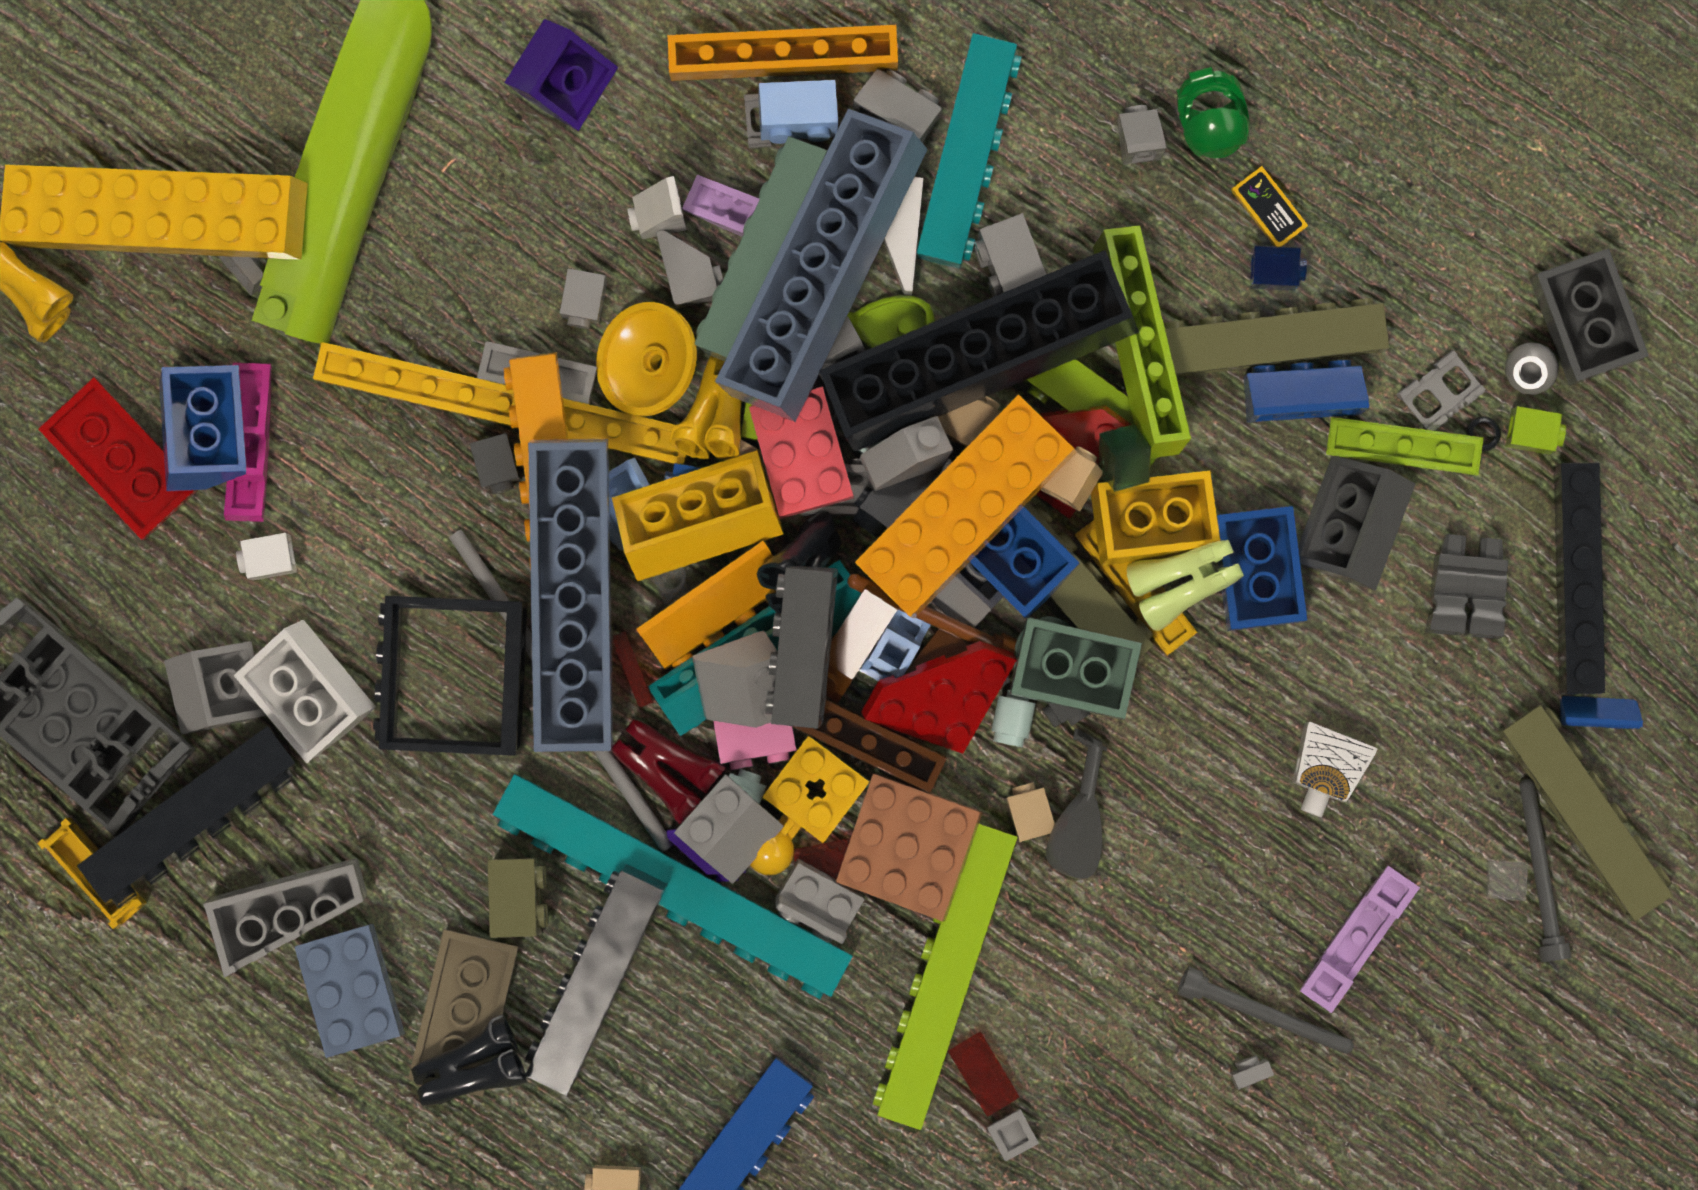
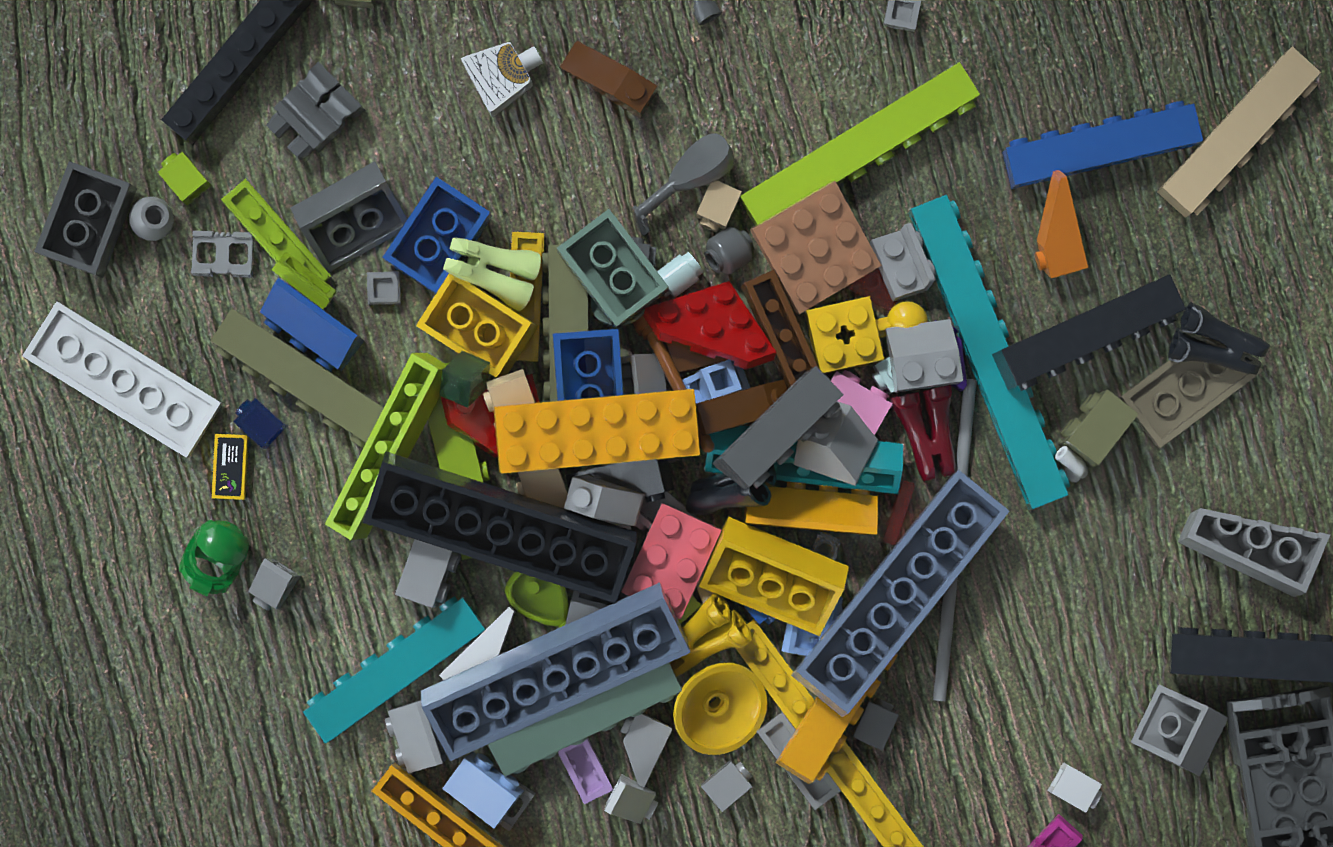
camera: 145 degrees left, 0 degrees up
(304, 690) = (1123, 678): white slope -> none
(349, 990) = (1253, 459): sand blue brick -> none
(387, 688) = (1067, 635): black window -> none
(507, 847) = (1075, 464): none -> white arm
(697, 1046) = (1059, 233): none -> orange slope
(983, 1073) = (887, 66): clear red plate -> none
(985, 780) = (729, 250): none -> dark grey head
(1228, 846) = (610, 79): none -> reddish brown slope
(1269, 483) = (383, 288): none -> light grey tile
(1345, 427) = (304, 280): none -> lime tile
(1432, 203) = (122, 379): none -> white plate
(1493, 424) = (207, 201): black piece -> none

